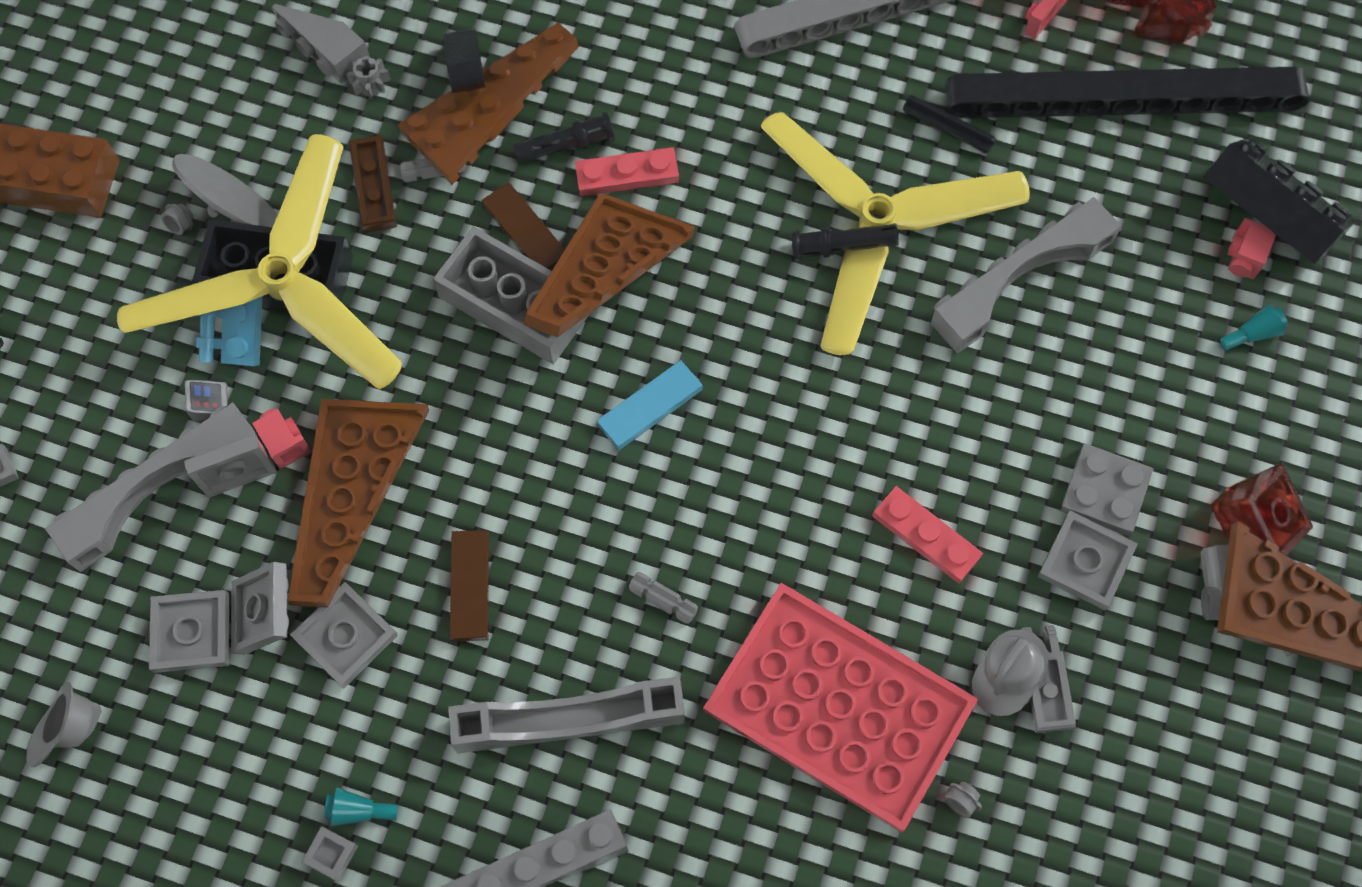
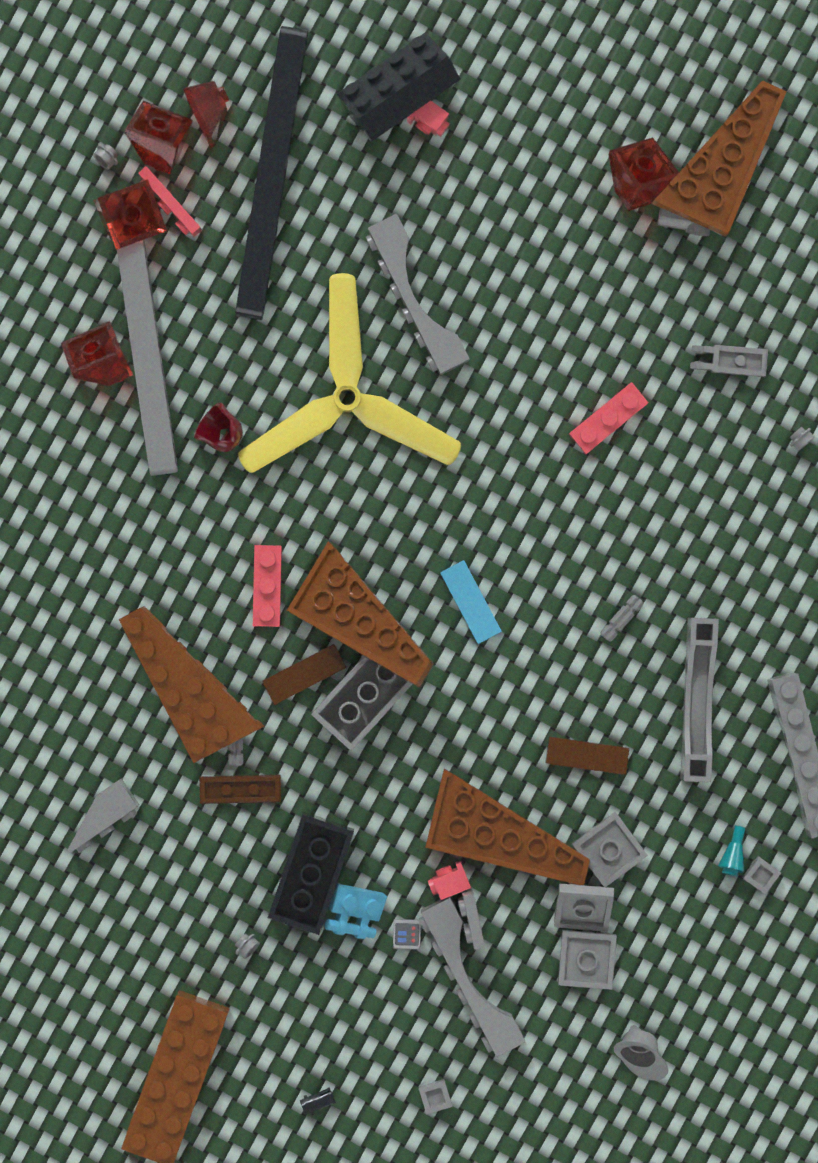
camera: 80 degrees left, 20 degrees up
(223, 192) = (237, 904): light grey shield -> none
(289, 248) = (308, 855): light yellow piece -> none
(368, 76) = (139, 786): light grey gear -> none
(463, 60) = (150, 701): black beam -> none
(524, 152) = (229, 618): black pin -> none
(803, 88) = (210, 427): none -> dark red hair
(828, 242) = (365, 441): black pin -> none
(841, 706) = (722, 508): coral plate -> none
(949, 124) = (272, 321): black axle -> none
(1010, 672) = (721, 384): light grey piece -> none
(1087, 560) = (650, 308): light grey plate -> none
(1107, 489) = (598, 279): light grey plate -> none
(1266, 324) = (493, 129): teal cone -> none

